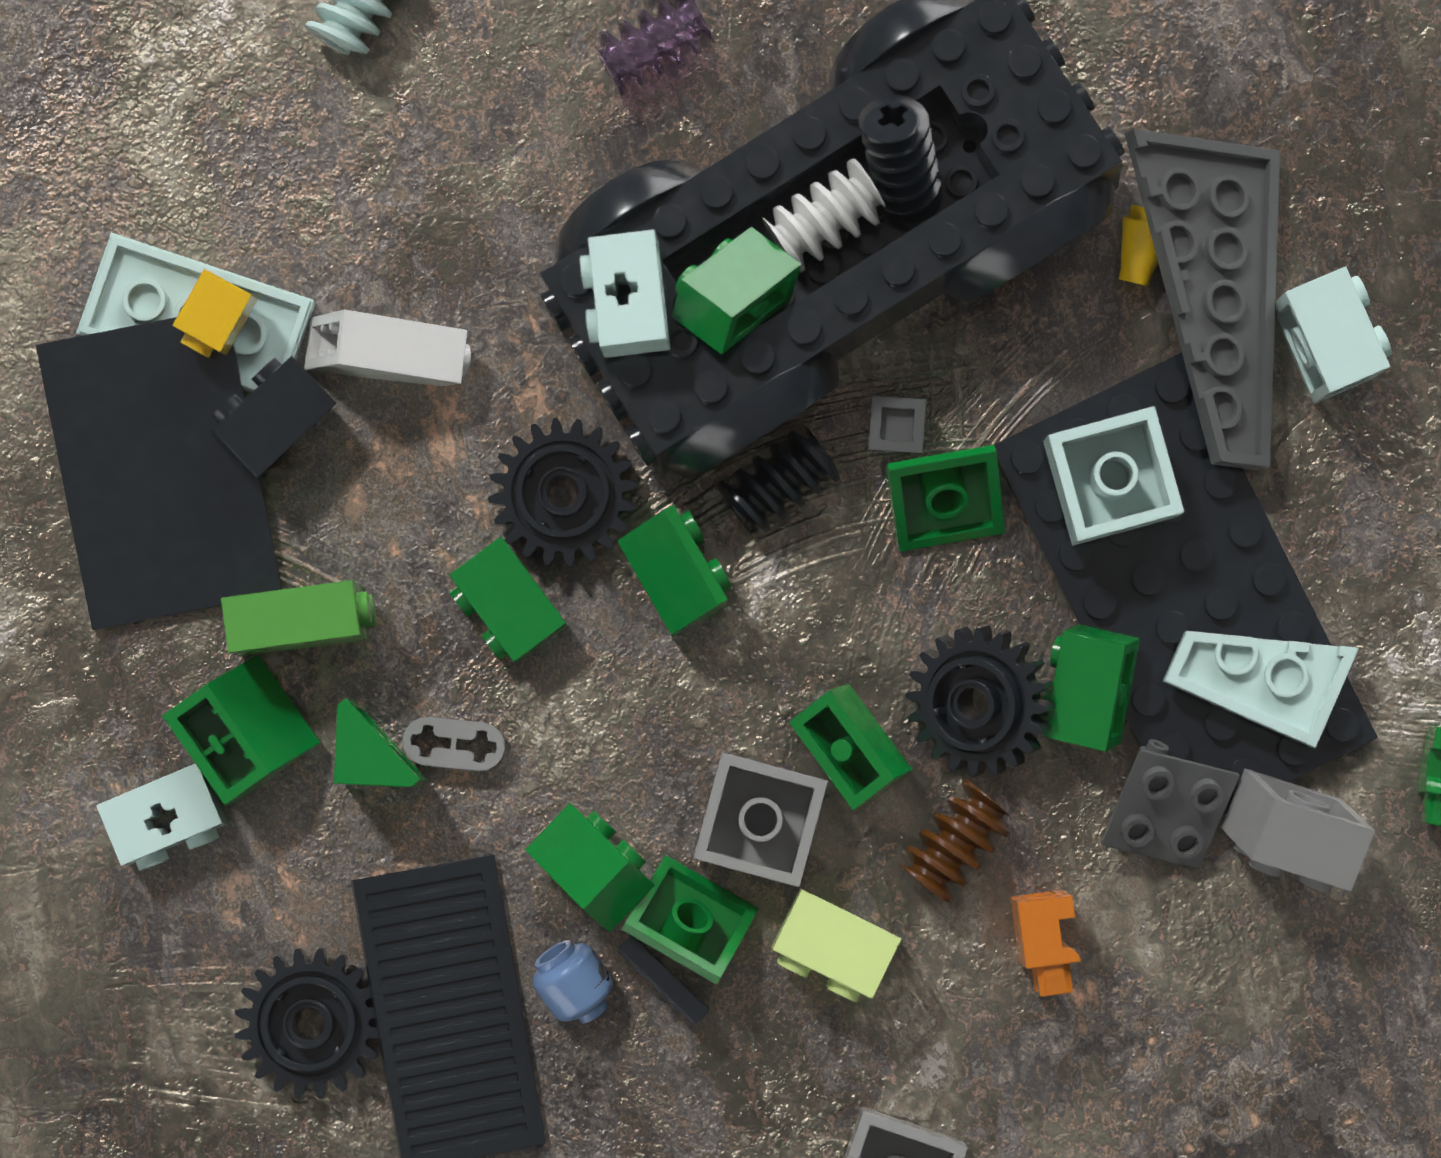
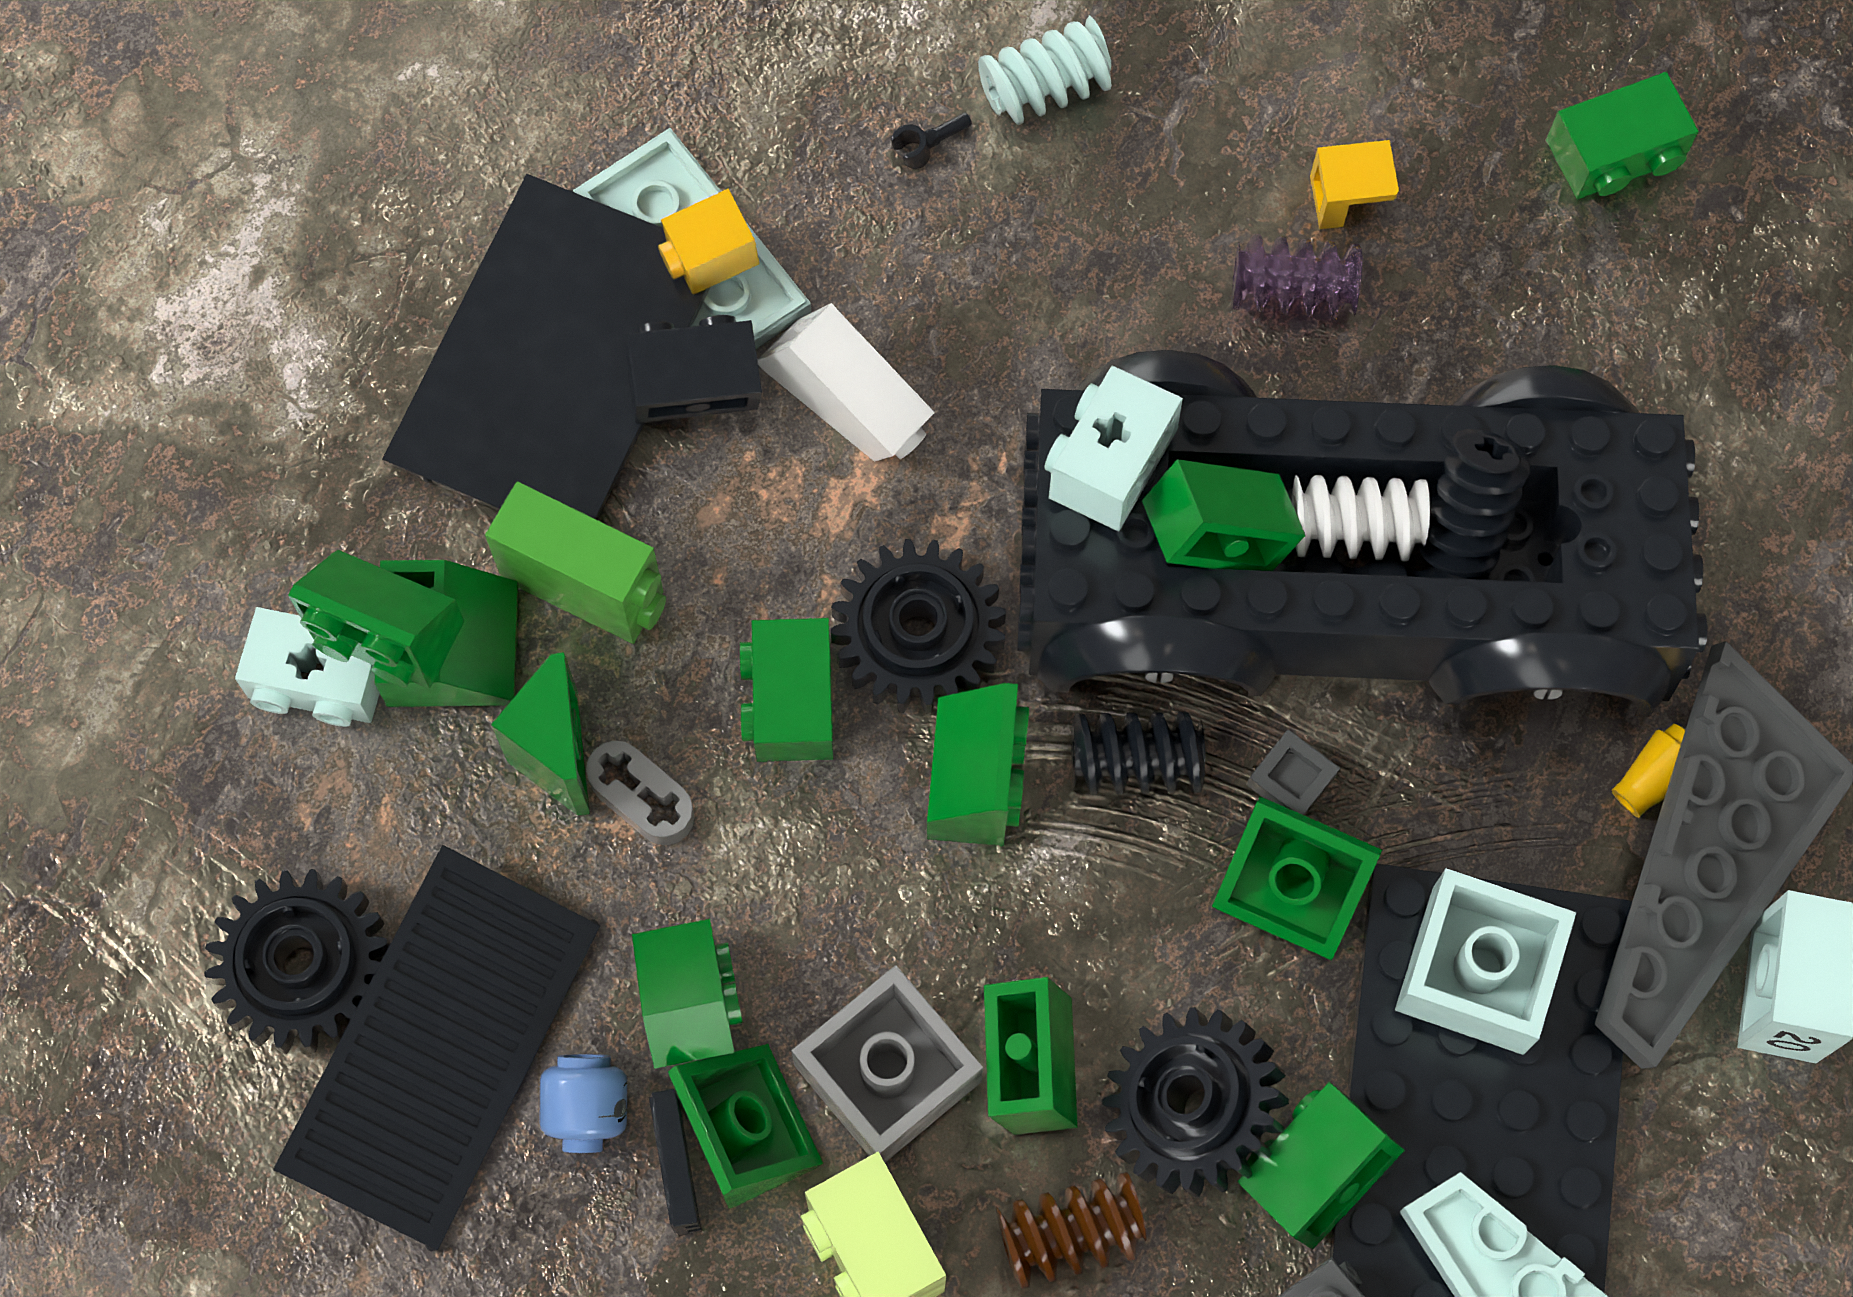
camera: 30 degrees right, 15 degrees down
(198, 762) = (377, 618): none -> green slope
(307, 106) = (926, 139): none -> black hand

